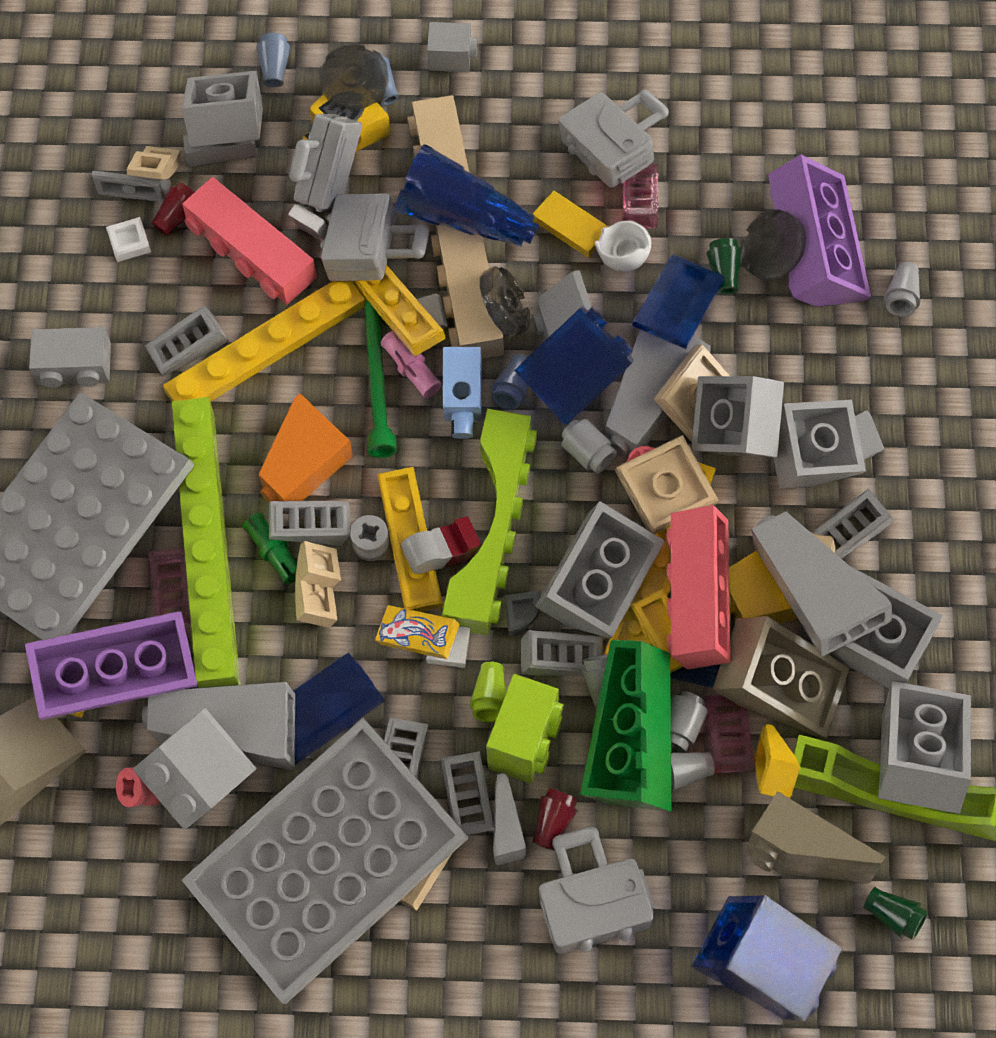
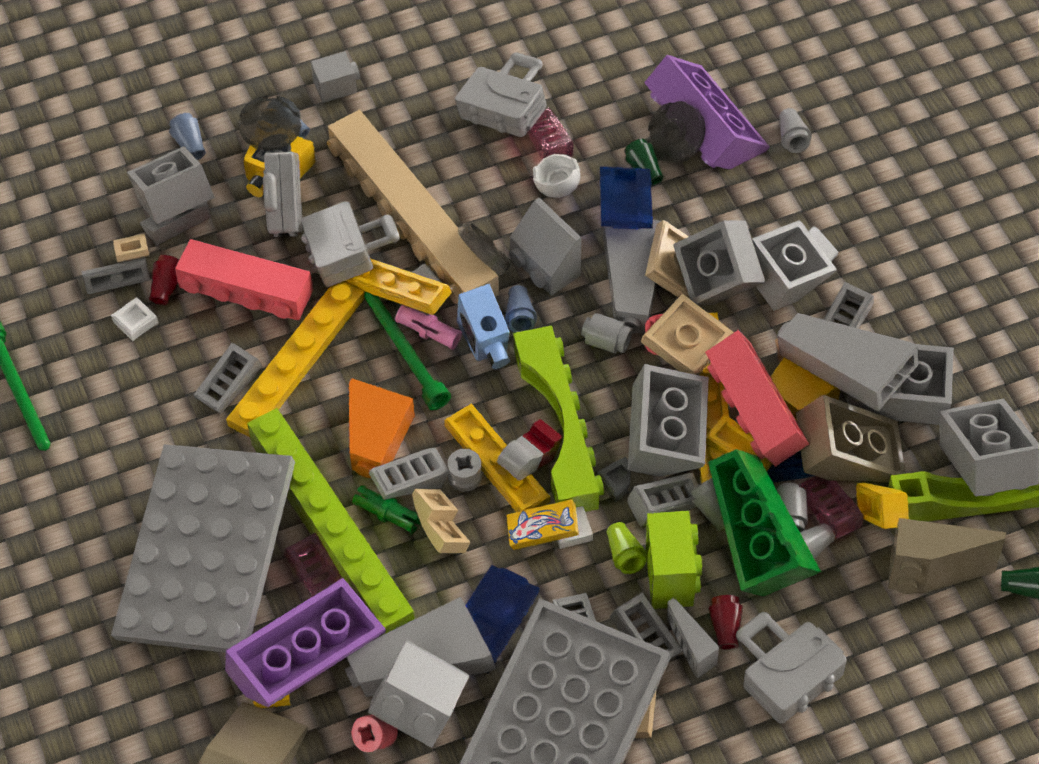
camera: 25 degrees left, 10 degrees down
(70, 356) = (134, 425): light grey brick -> none
(309, 222) = (287, 249): white tile -> none
(448, 195) = (402, 180): clear blue cone -> none
(569, 223) = (502, 176): yellow tile -> none
(575, 363) = (573, 267): clear blue slope -> none
(768, 956) = (948, 651): clear blue slope -> none

